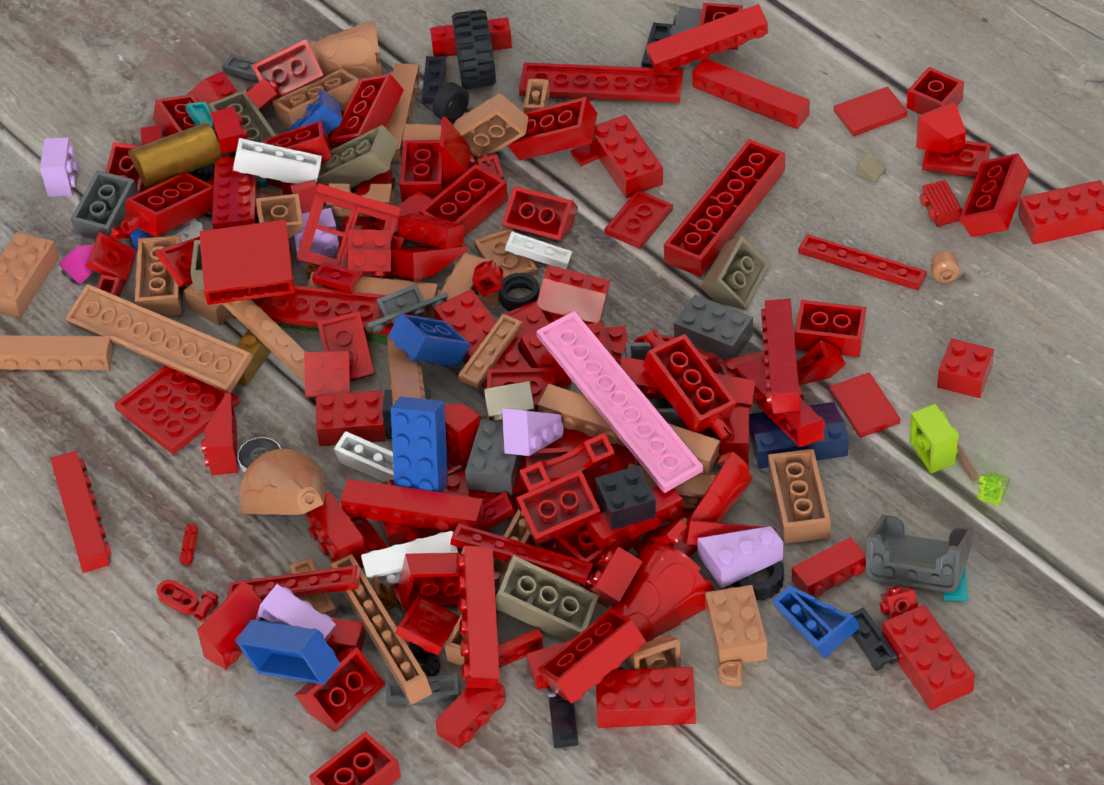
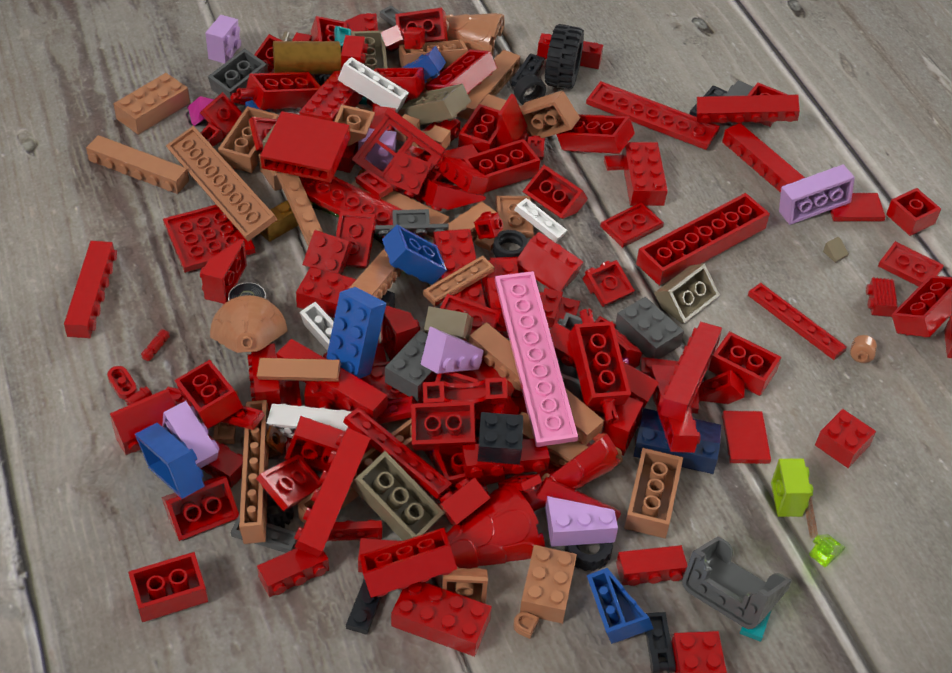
camera: 15 degrees right, 0 degrees up
(289, 87) = (414, 38): none -> red brick
(291, 566) = (209, 394): none -> red brick
(375, 507) = (298, 369): none -> nougat tile
(536, 94) = (597, 105): nougat brick -> none
(645, 294) = (608, 282): none -> red plate
(825, 113) = (816, 194): none -> lavender brick
(897, 601) = (697, 619): red brick -> none
(941, 130) = (905, 239): red slope -> none

